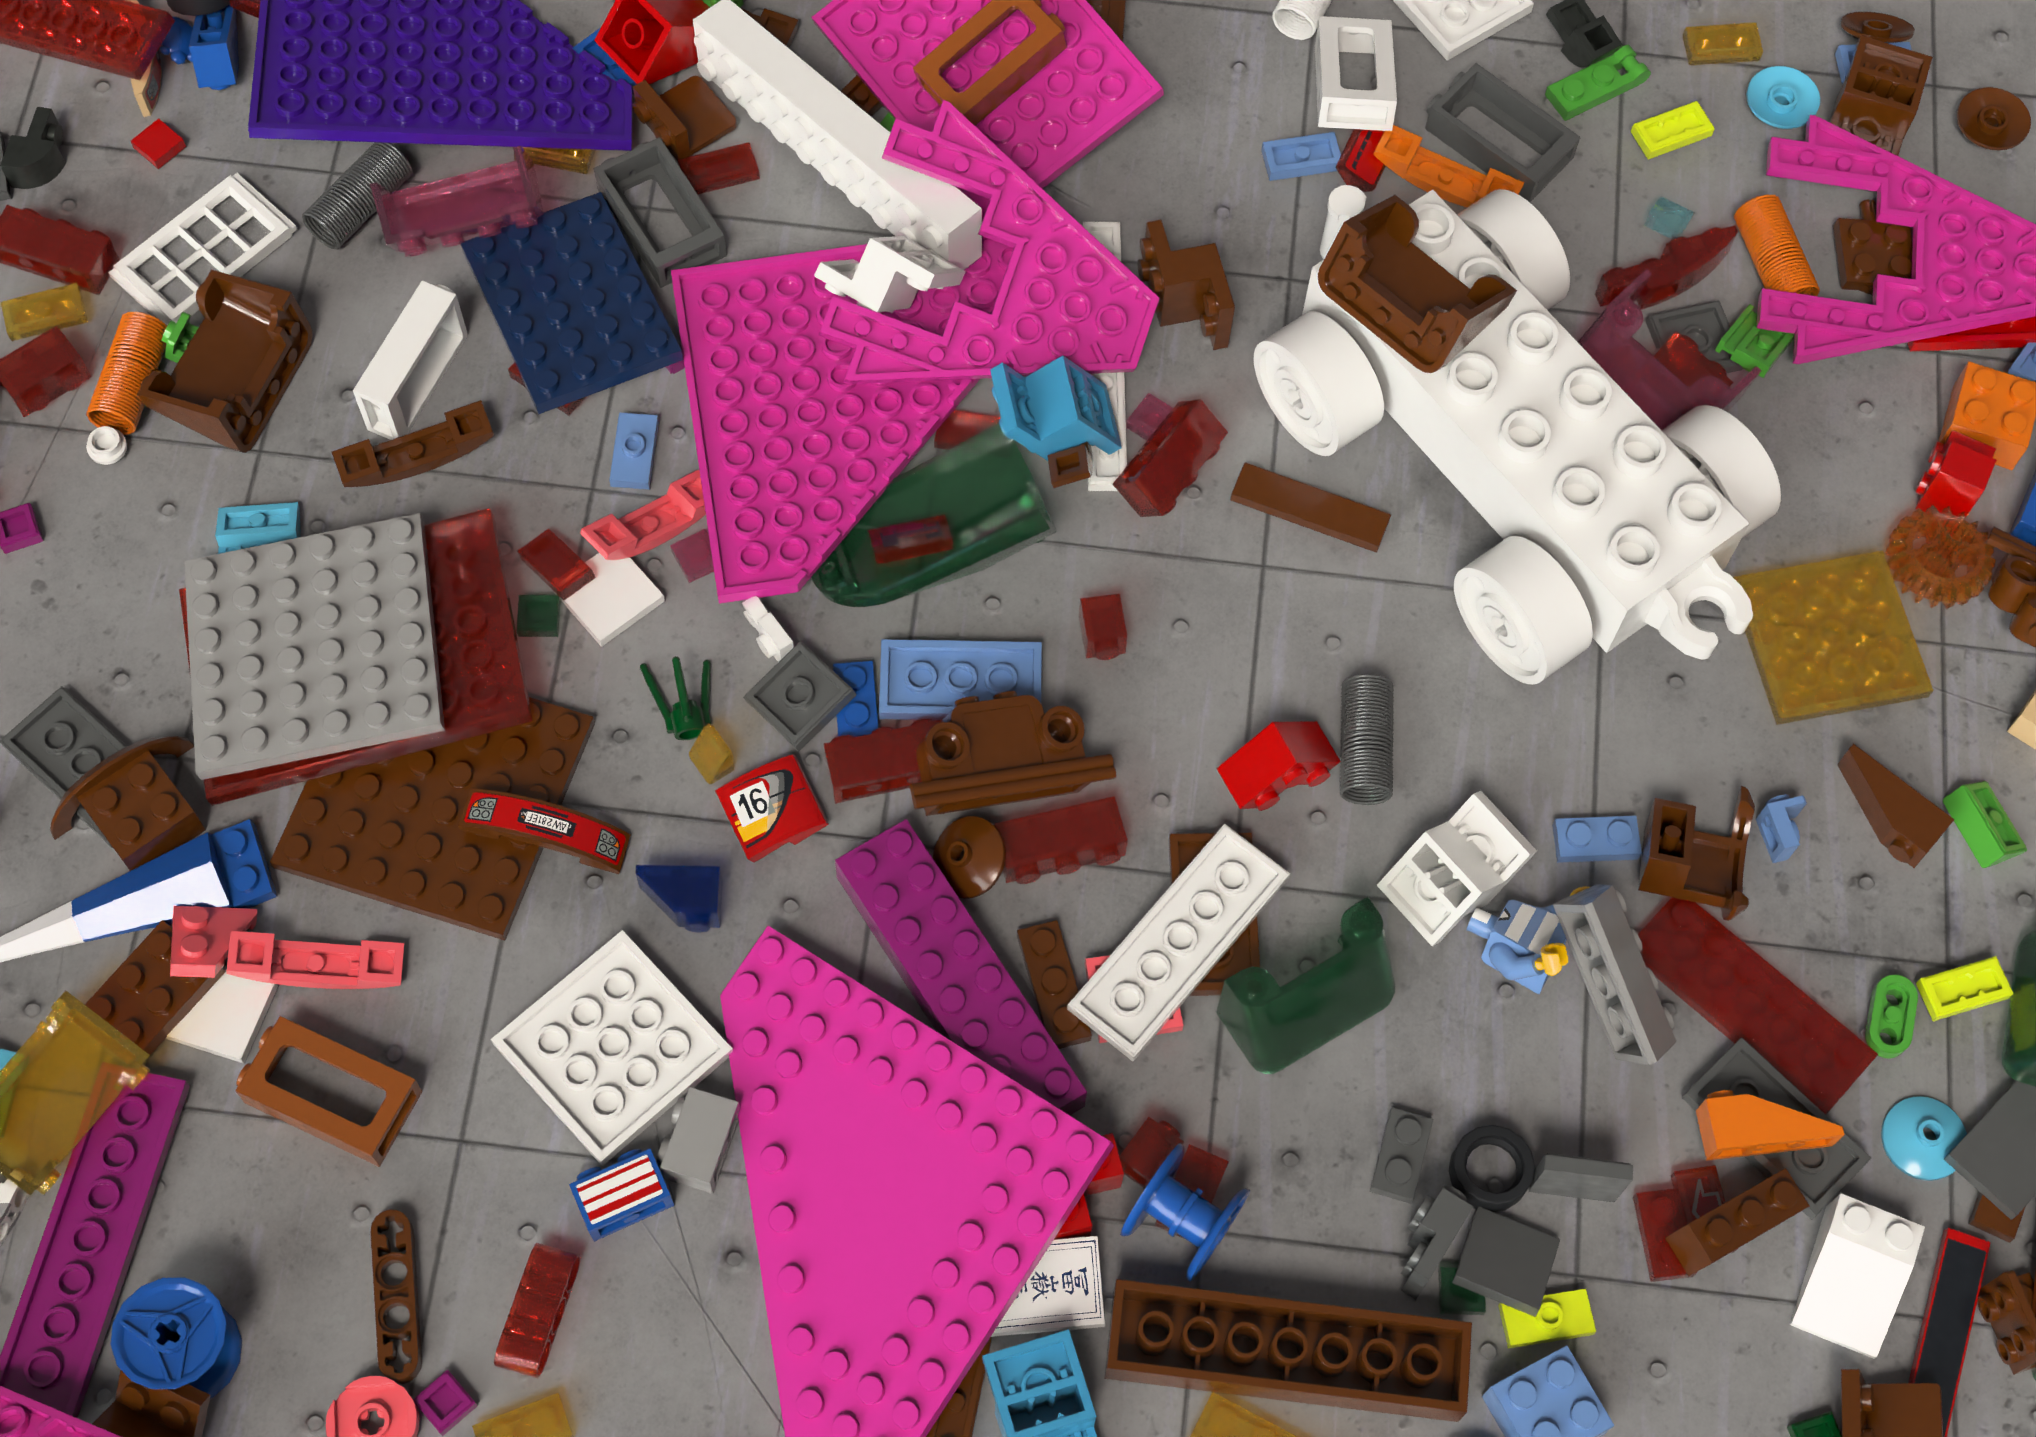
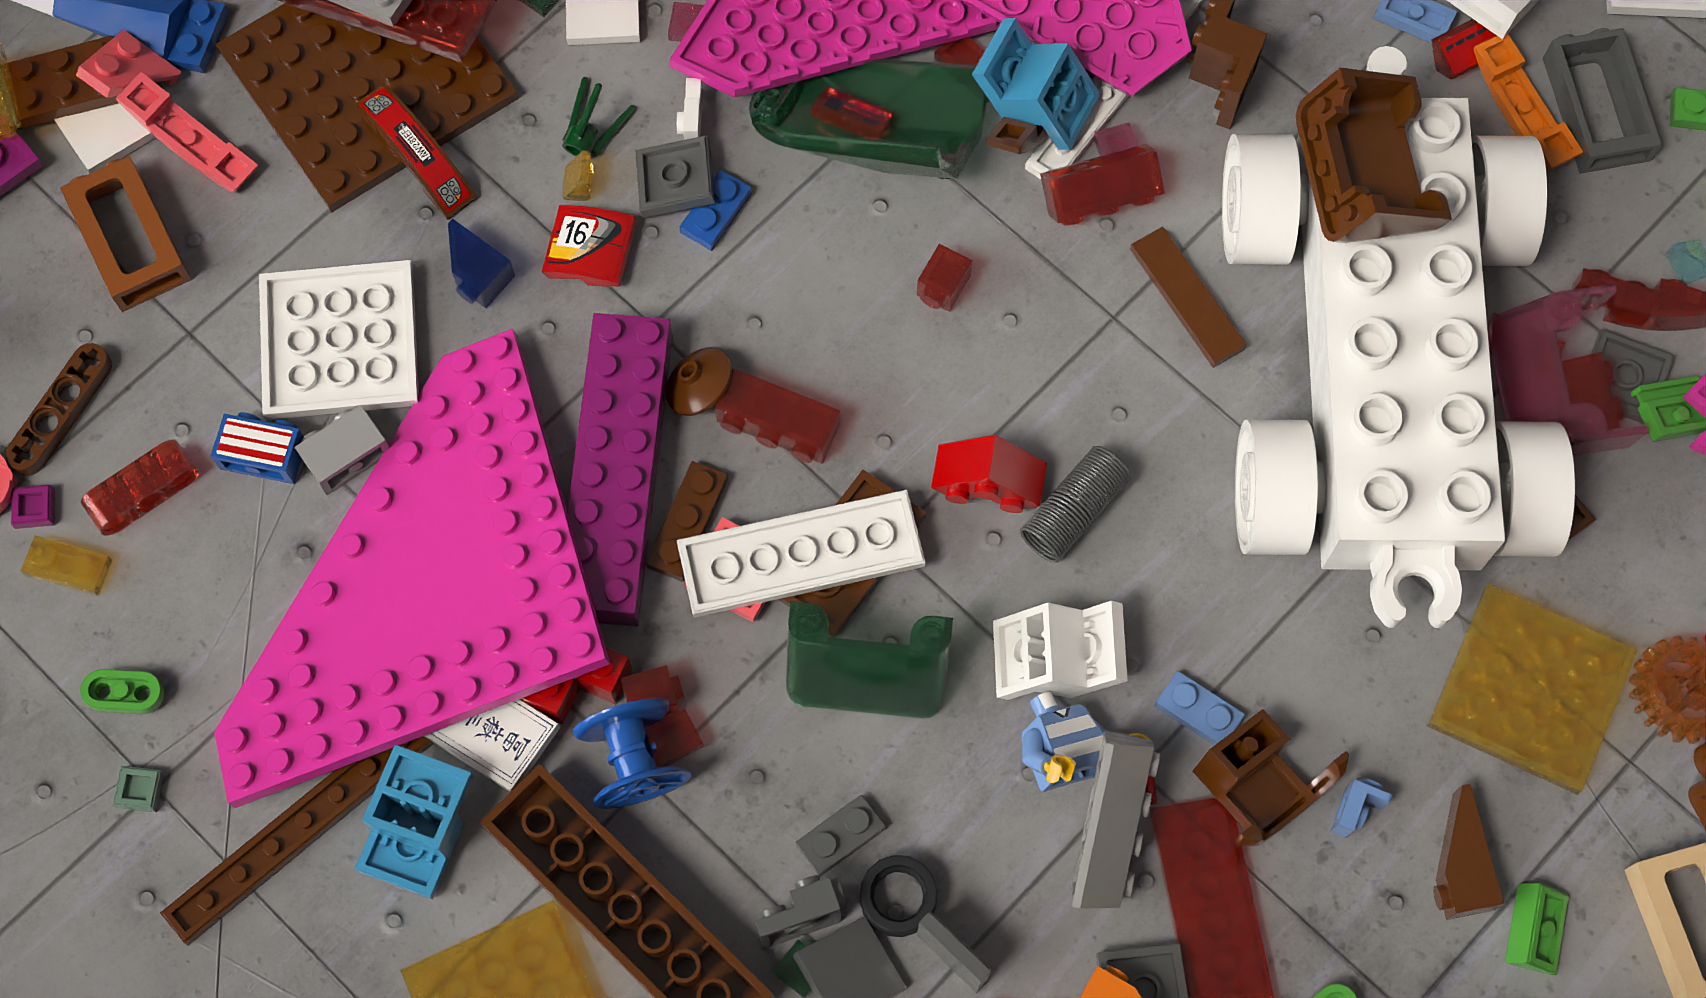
camera: 40 degrees right, 5 degrees up
(875, 761) = (700, 268): clear red brick -> none
(929, 675) = (804, 246): medium blue plate -> none
(1003, 755) = (777, 319): reddish brown brick -> none

